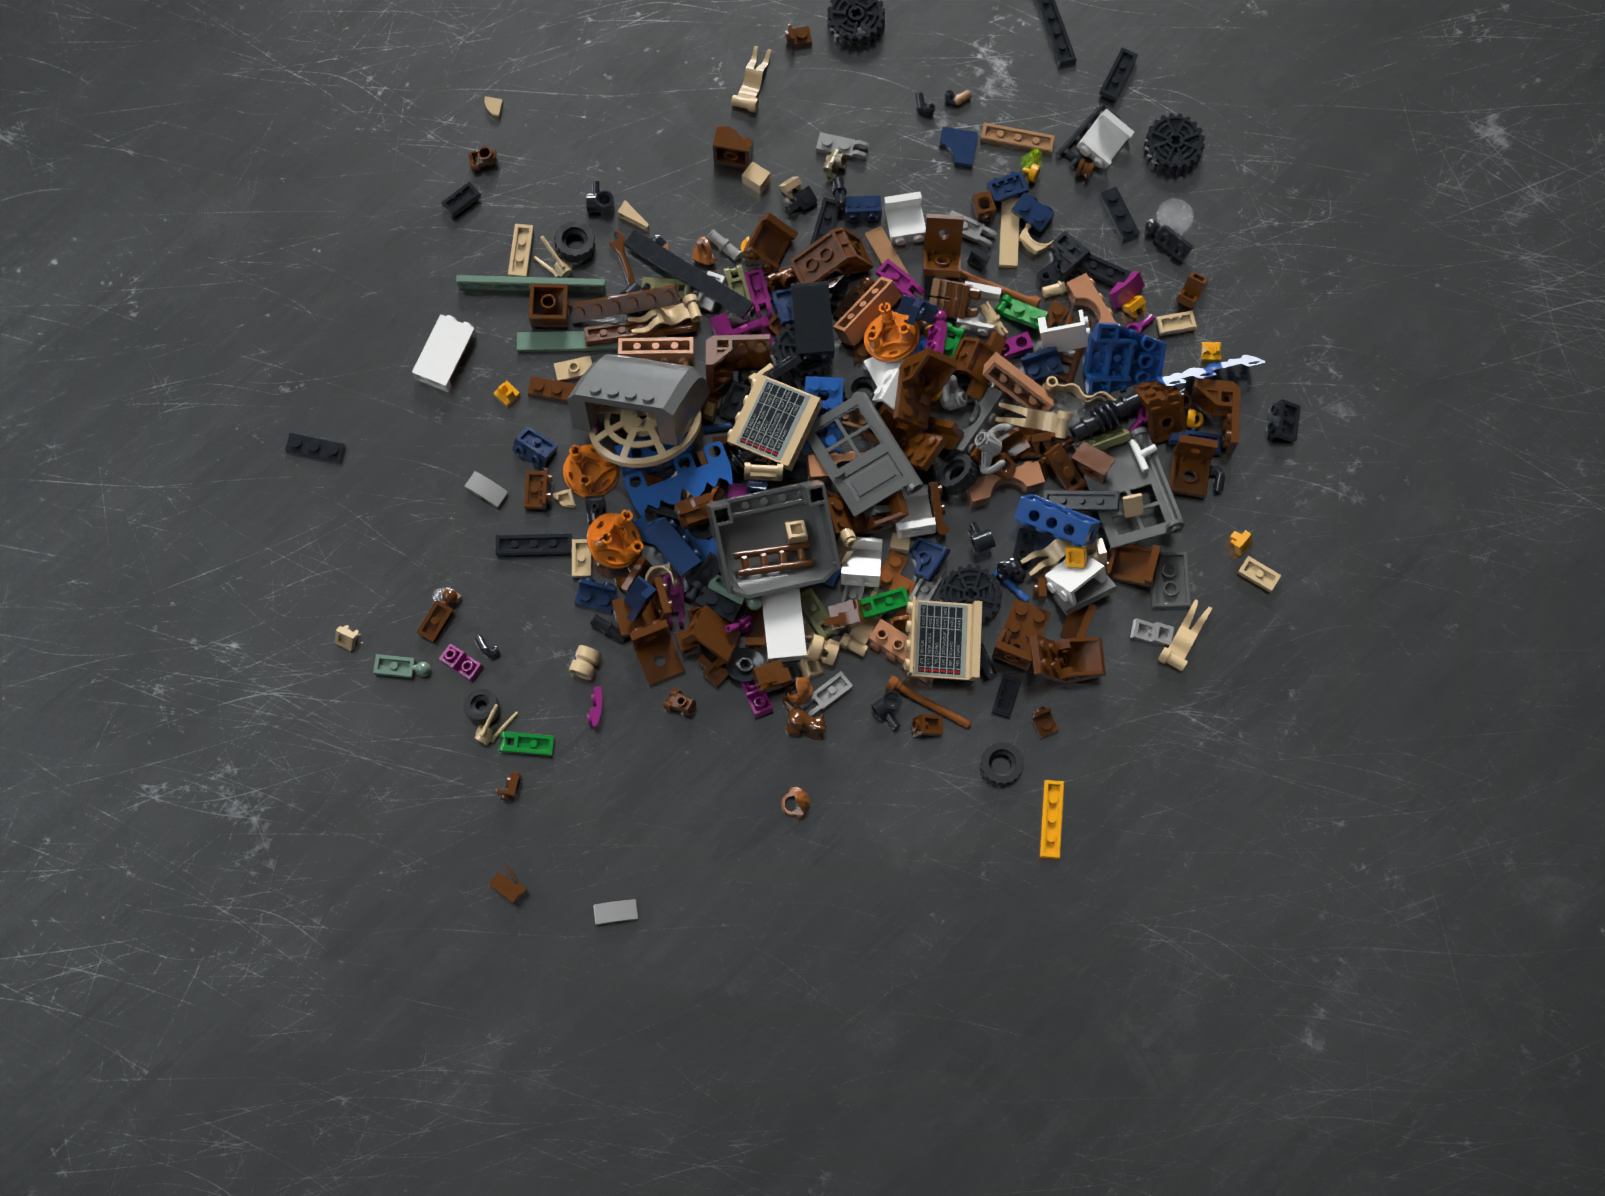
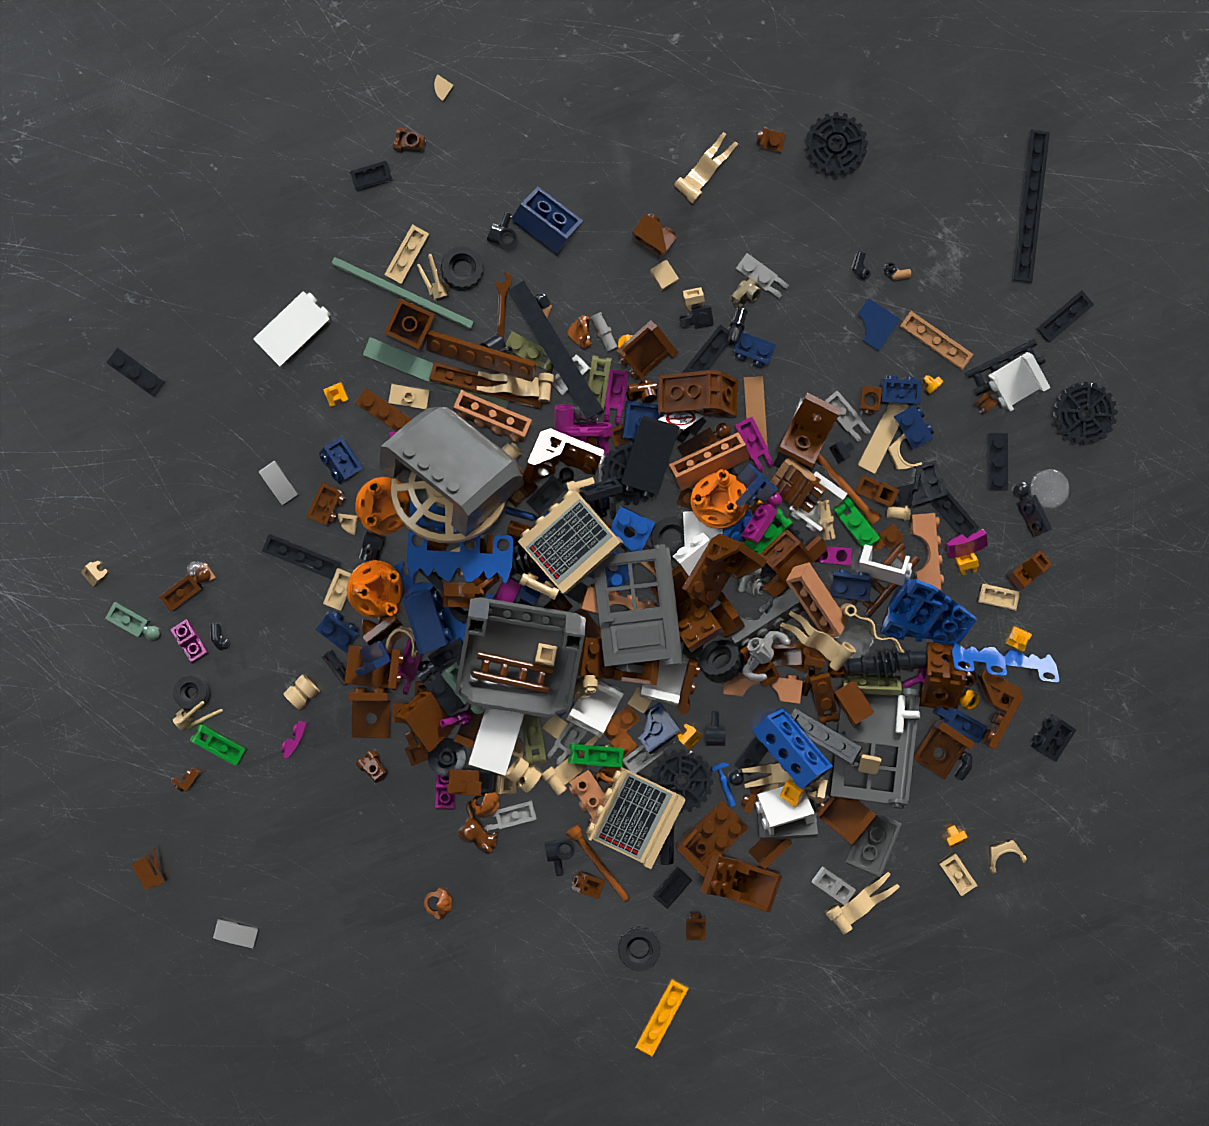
camera: 20 degrees right, 15 degrees up
(629, 214) = (526, 259): tan piece -> none
(632, 174) = (547, 219): none -> dark blue slope
(832, 596) = (555, 726): none -> tan tile
(845, 615) = (556, 754): reddish brown piece -> none
(905, 218) = (789, 379): white panel -> none
(960, 554) = (690, 737): none -> light orange tile
(1008, 569) = (727, 771): black wheel -> none
(1024, 280) = (876, 491): none -> reddish brown slope
(1032, 154) = (933, 366): clear neon green piece -> none
(1141, 325) = (954, 587): magenta plate -> none
(1283, 538) = (996, 851): none -> tan helmet

